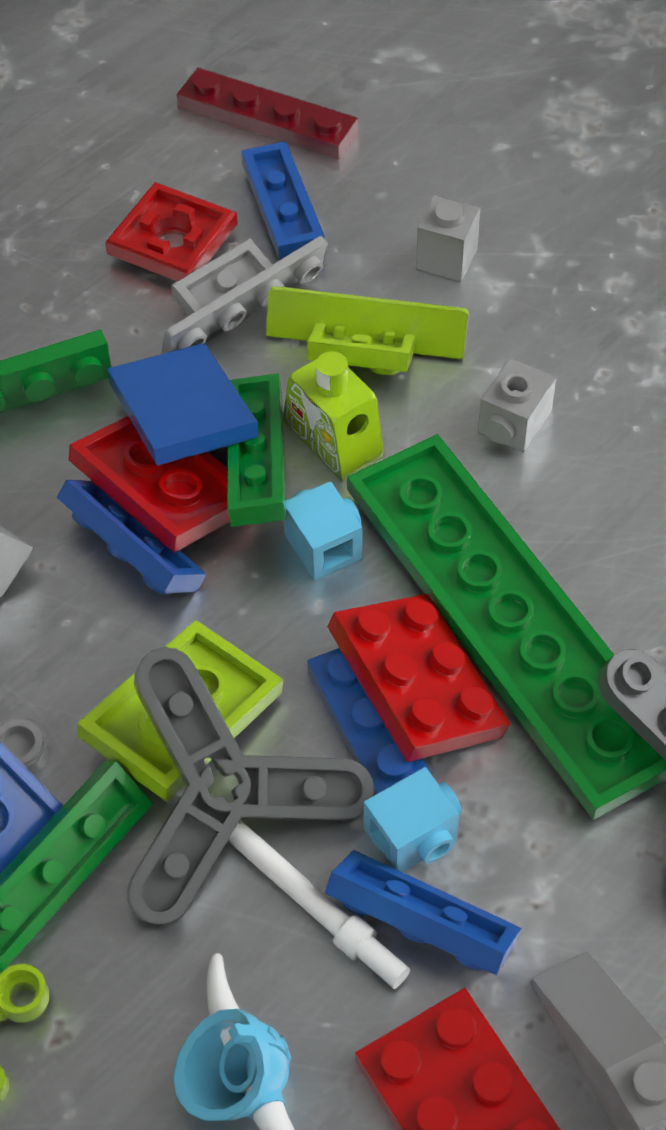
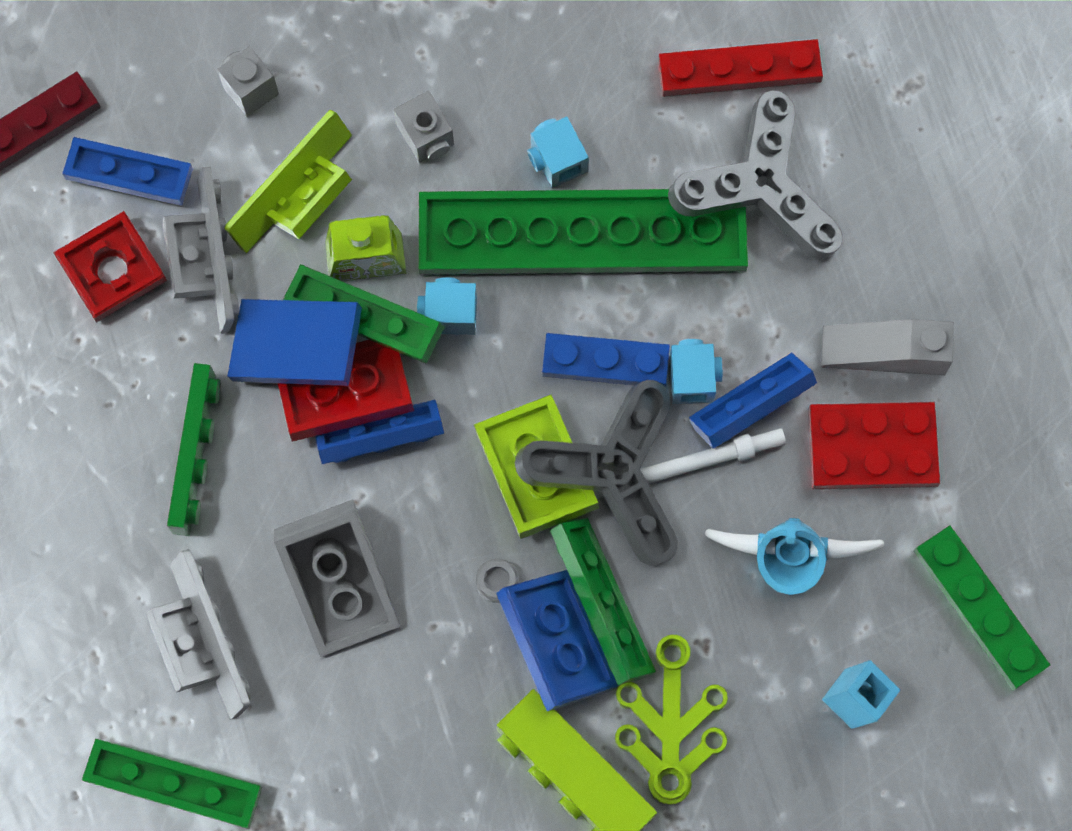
camera: 60 degrees left, 20 degrees up
(418, 676) = (595, 312): red plate -> none
(586, 540) = (557, 151): none -> medium azure brick

